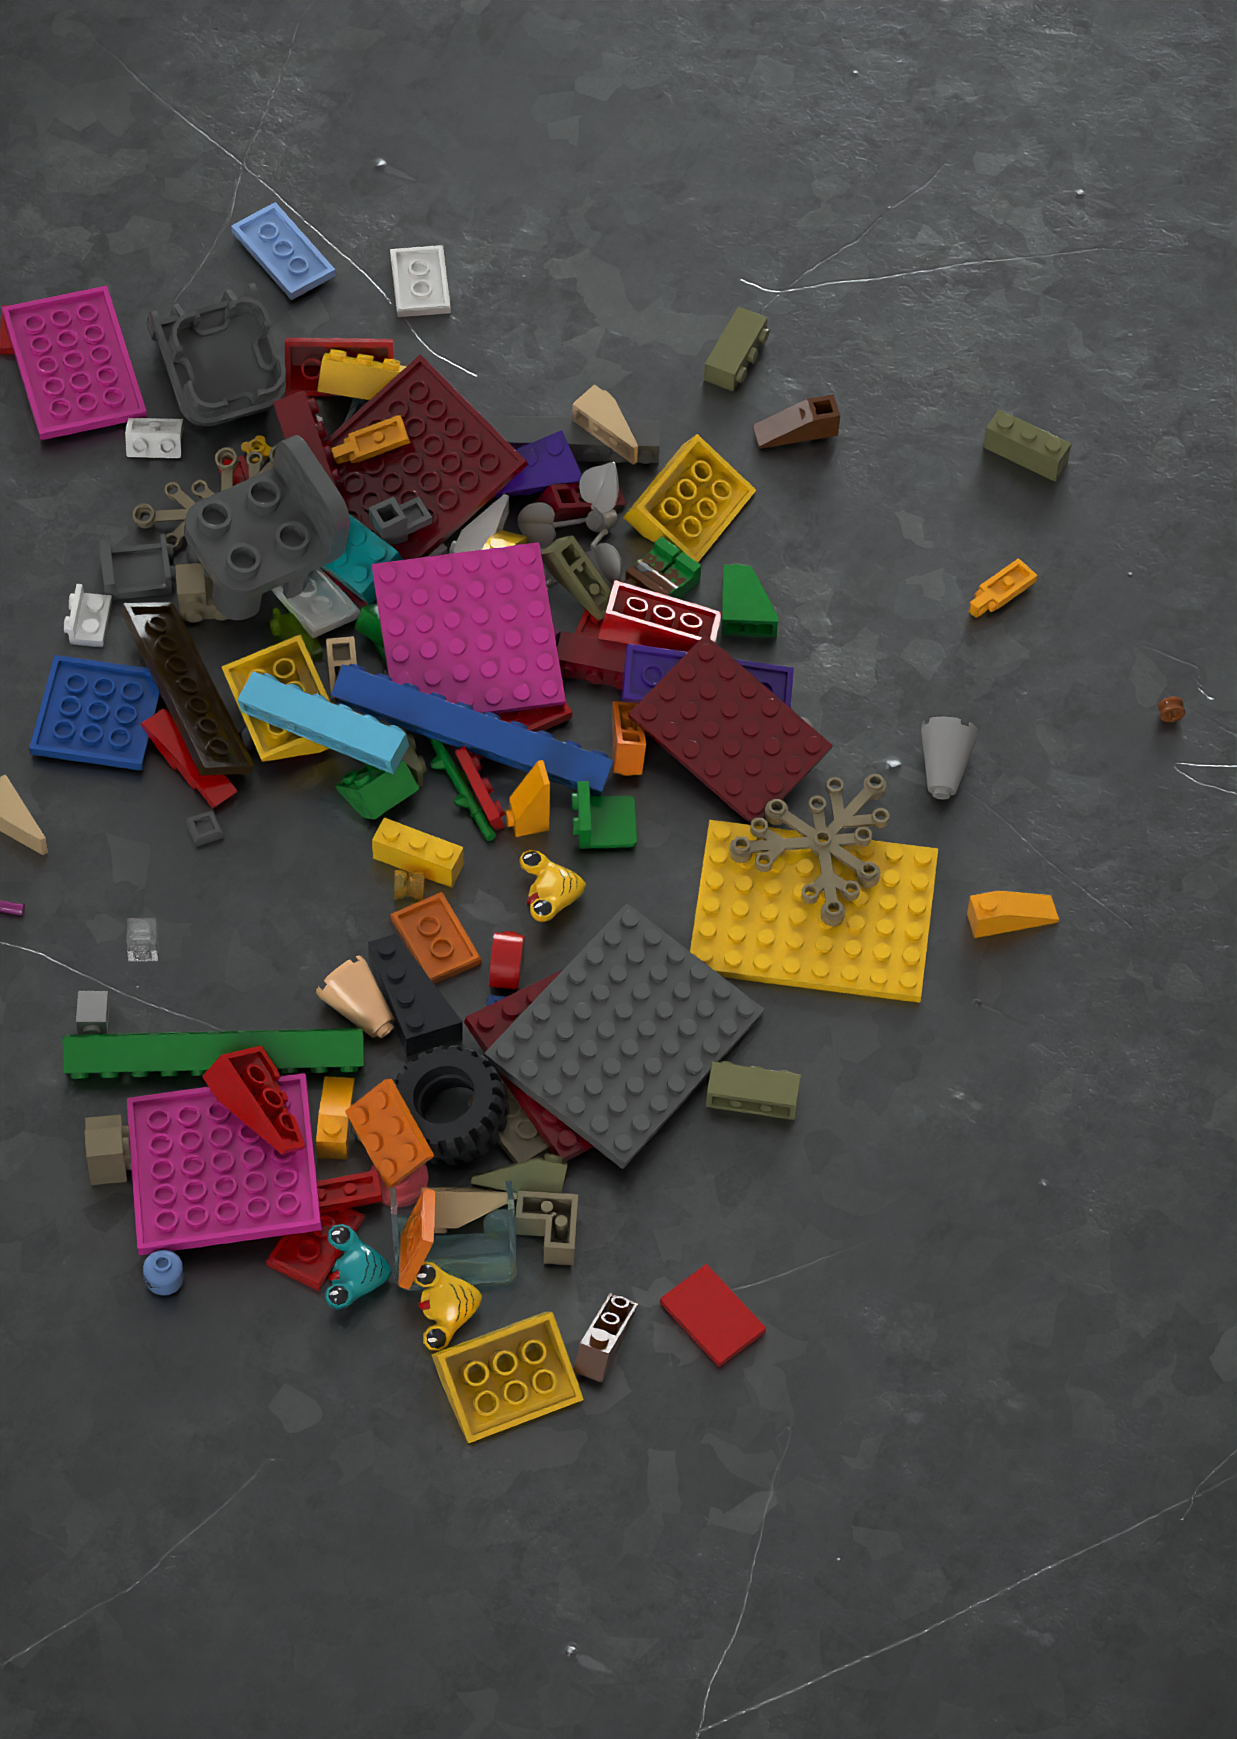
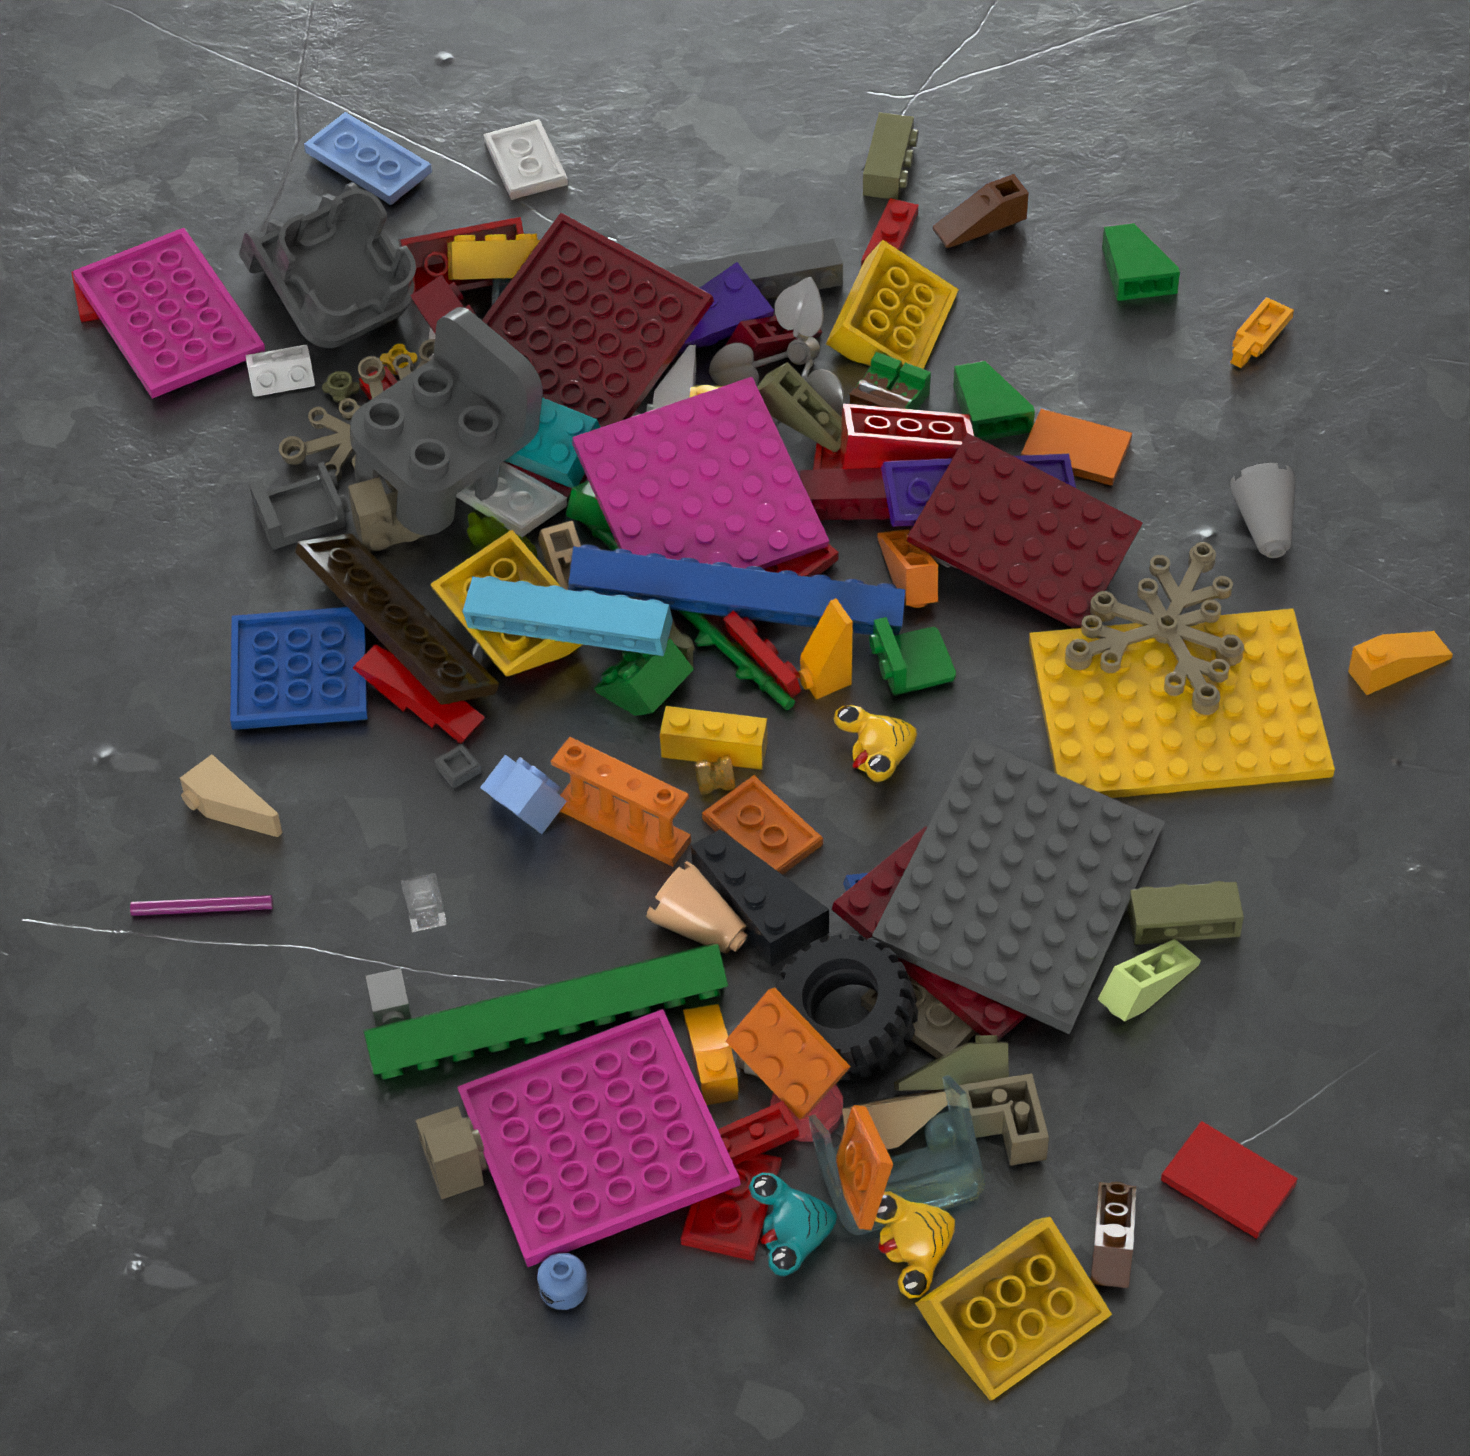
camera: 10 degrees left, 5 degrees down
(88, 618) = (258, 571): white bracket -> none
(201, 458) = (340, 386): none -> olive plate
(248, 865) = (525, 792): none -> light blue brick
(250, 1090) = (602, 1039): red wedge -> none
(323, 891) = (614, 817): none -> orange fence
(372, 441) = (534, 311): light orange hinge -> none
(397, 521) = (585, 388): dark grey brick -> none
(506, 960) = (855, 831): red brick -> none
(601, 417) = (779, 248): tan slope -> none
(703, 1137) = (1146, 978): none -> yellowish green slope
(718, 419) = (893, 225): none -> red plate
(816, 662) = (1093, 448): none -> orange tile
(917, 501) = (1137, 264): none -> green slope
(1027, 445) = (1232, 186): olive brick -> none

